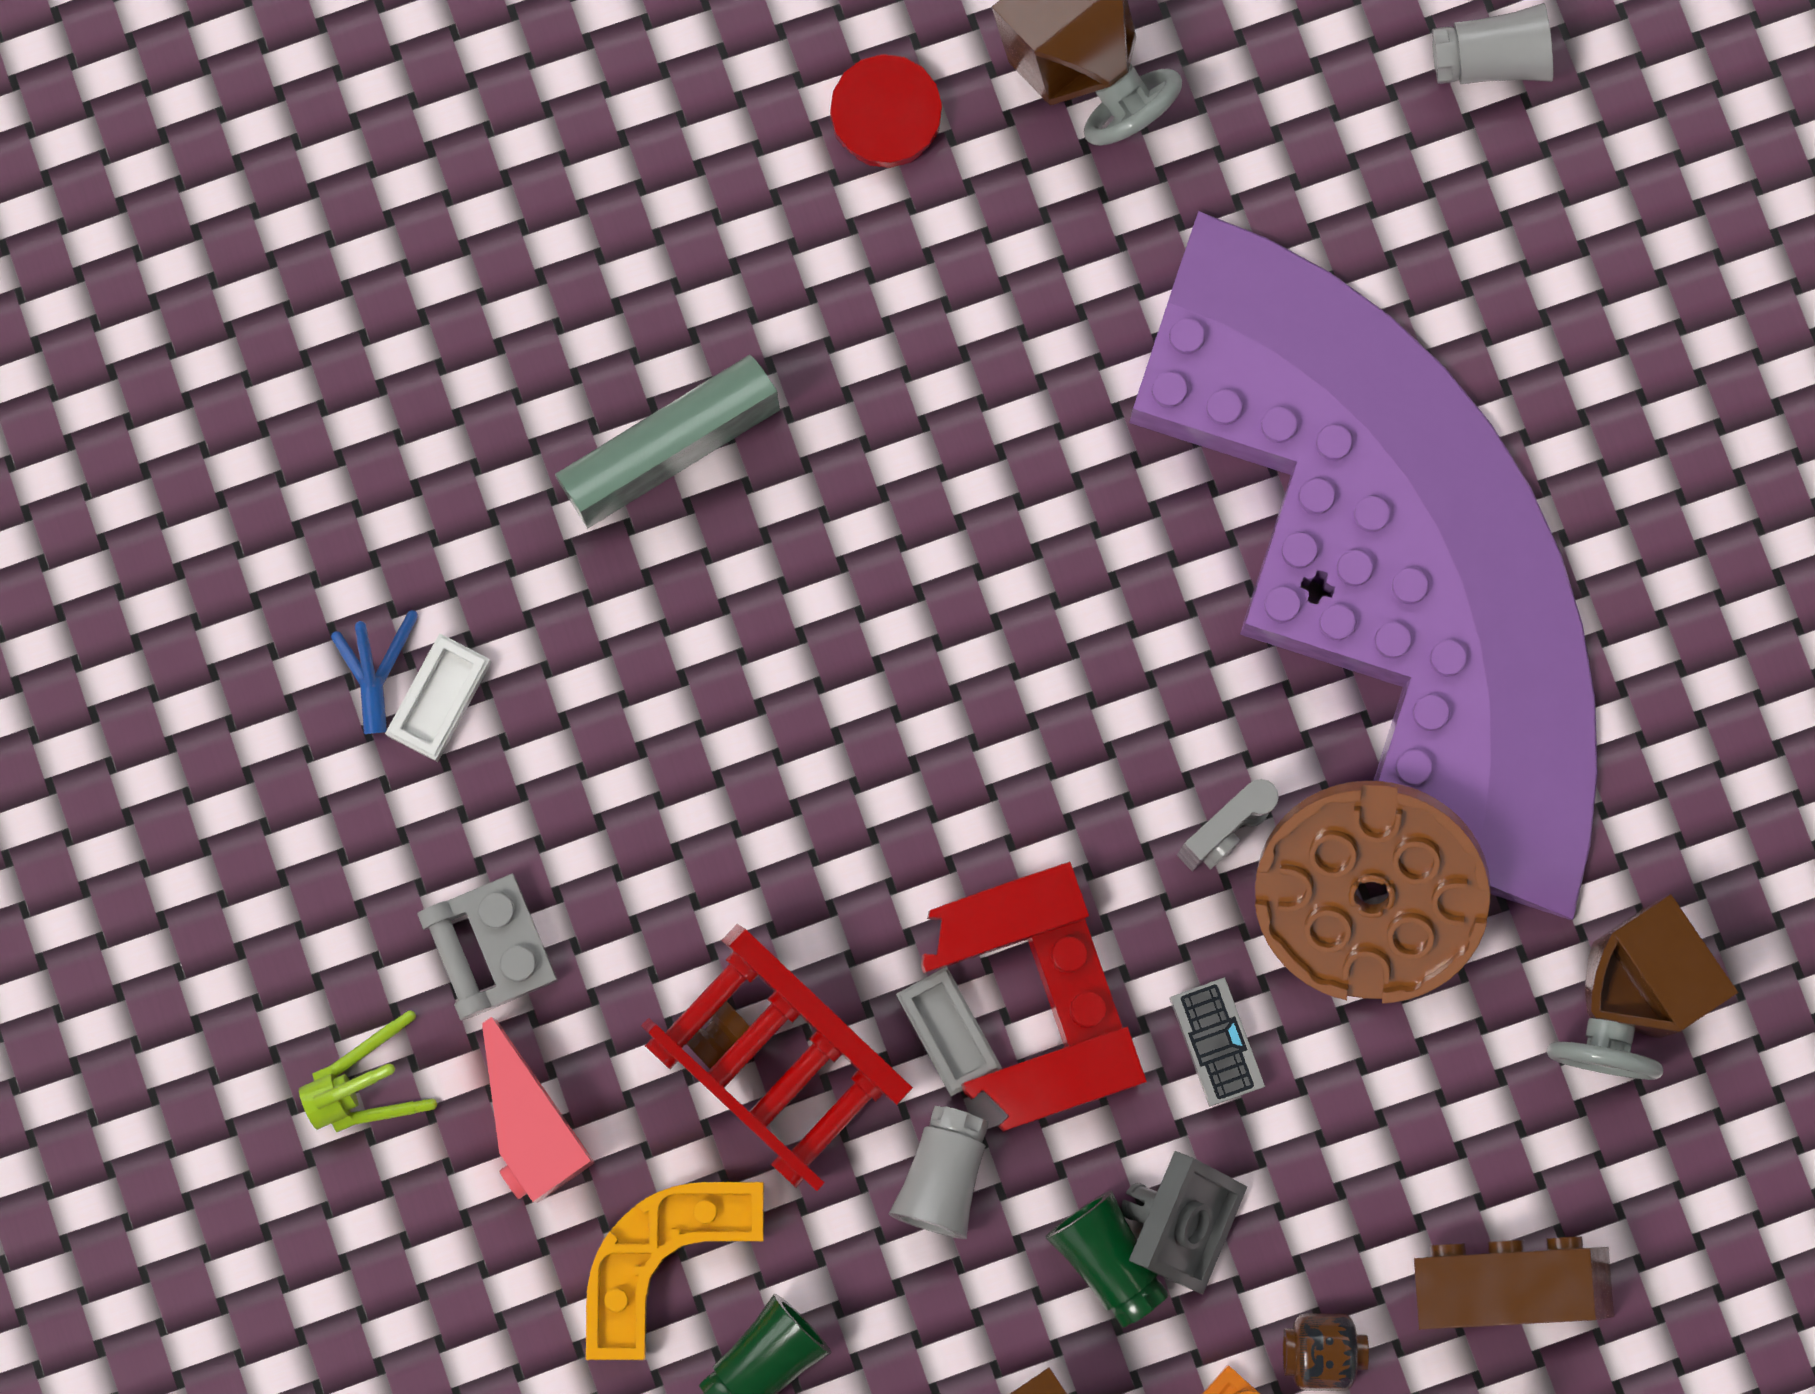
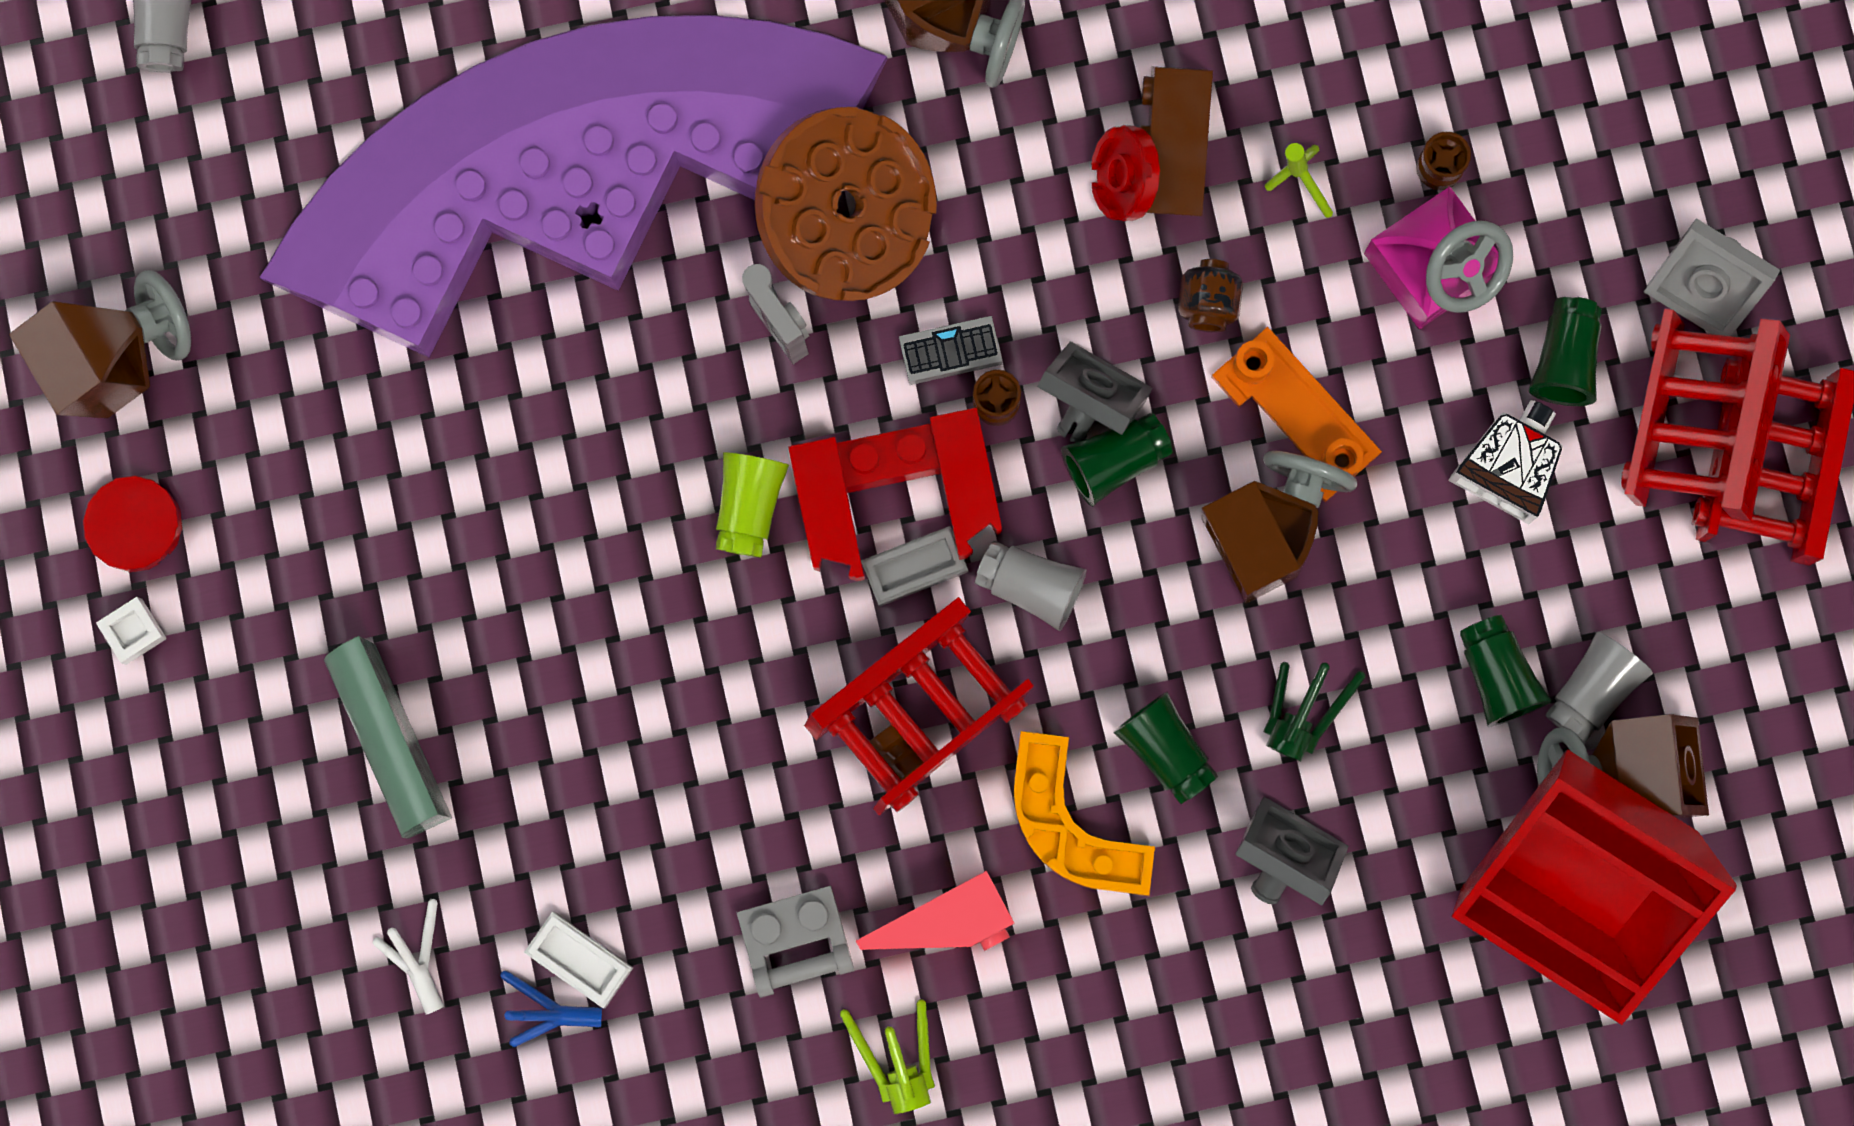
camera: 75 degrees left, 0 degrees up
(403, 516) = (405, 960): none -> white plant
(759, 129) = (131, 630): none -> white plate
(997, 822) = (747, 502): none -> lime plant
(1171, 1101) = (997, 388): none -> reddish brown wheel
(1460, 1229) = (1125, 173): none -> red tile

